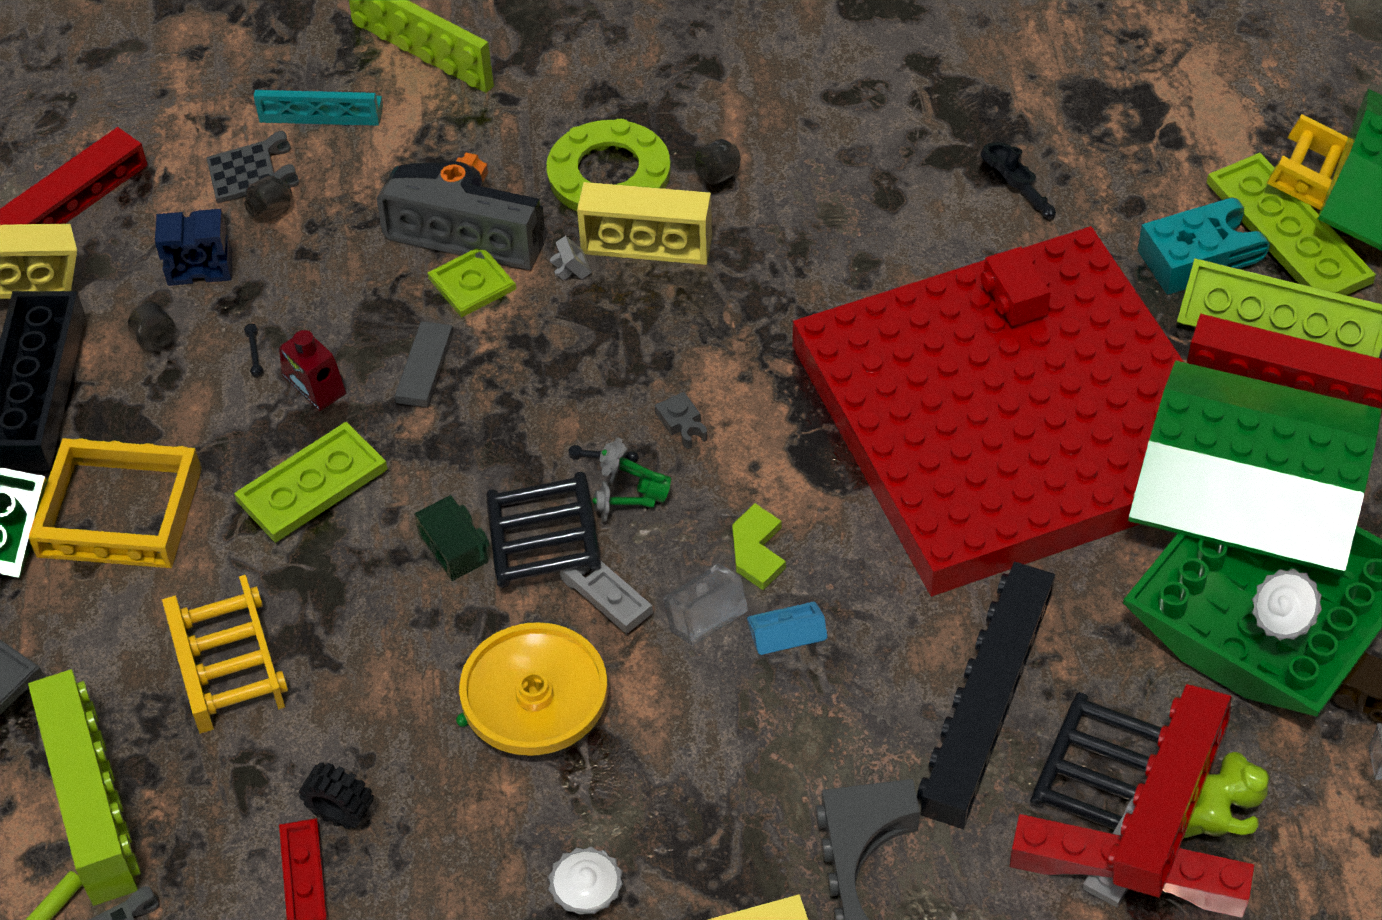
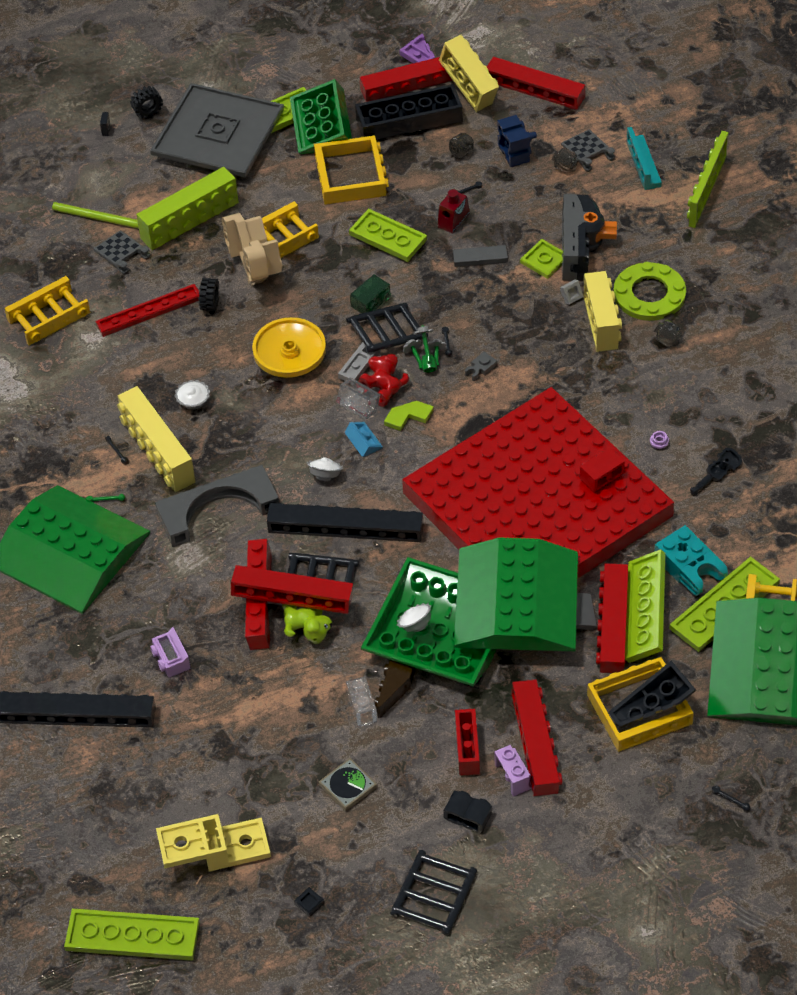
camera: 75 degrees right, 0 degrees up
(238, 692) = (249, 241): none -> tan piece
(646, 549) = (383, 368): none -> red animal
(854, 693) = (324, 468): none -> piece
(933, 227) = (659, 439): none -> lavender plate

